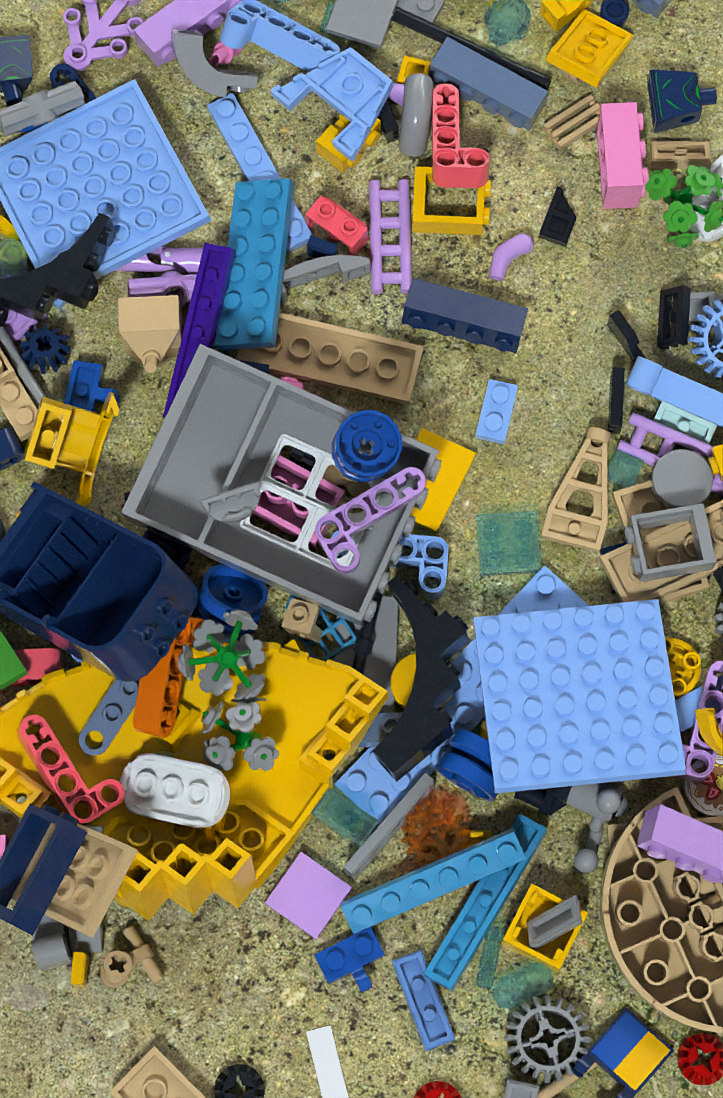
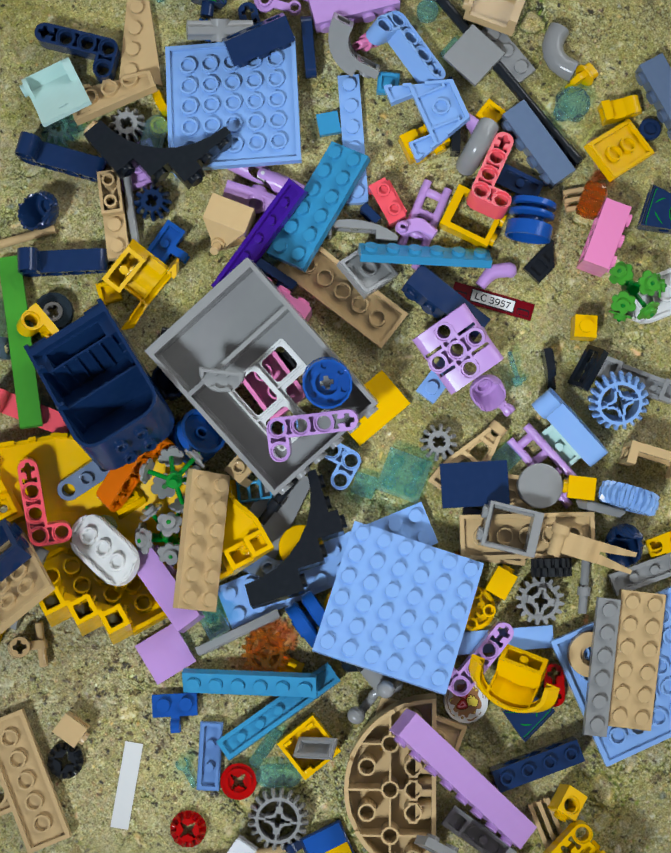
camera: 20 degrees right, 10 degrees up
(38, 474) = (108, 294): none -> yellow tile
(94, 99) = (259, 40): none -> dark blue brick
(156, 86) = (308, 47): none -> dark blue beam
(221, 166) = (328, 124): none -> dark azure tile
(231, 1044) = (72, 729): none -> tan brick
(264, 86) = (386, 78): none -> dark azure tile
(280, 806) = (160, 581): none -> lavender brick
(294, 720) = (201, 541): none -> tan plate
(349, 315) = (366, 276): none -> light grey tile
(384, 238) = (416, 225): none -> lavender arm
(403, 270) = (424, 255): none -> dark azure plate
(403, 1034) = (187, 772): none -> clear light blue hand
(464, 578) = (364, 485): none -> clear light blue tile
(467, 360) = (458, 375): none -> lavender connector
(488, 1009) = (227, 781): none -> red gear
(489, 136) = (518, 182): none -> dark blue plate
(521, 171) = (531, 219): none -> blue wheel
(527, 289) = (495, 301): none -> sticker
(543, 488) = (436, 434): none -> light grey gear
(568, 399) = (489, 394): none -> lavender hair
(583, 117) = (591, 200): none -> clear orange gear
(594, 370) = (517, 381): none -> clear light blue piece
(598, 512) = (474, 483): none -> dark blue tile
(616, 400) = (521, 409): black tile -> none
(646, 272) = (583, 327): none -> yellow brick
(679, 154) = (646, 255): tan tile -> none
(689, 619) = (501, 581): none -> yellow brick

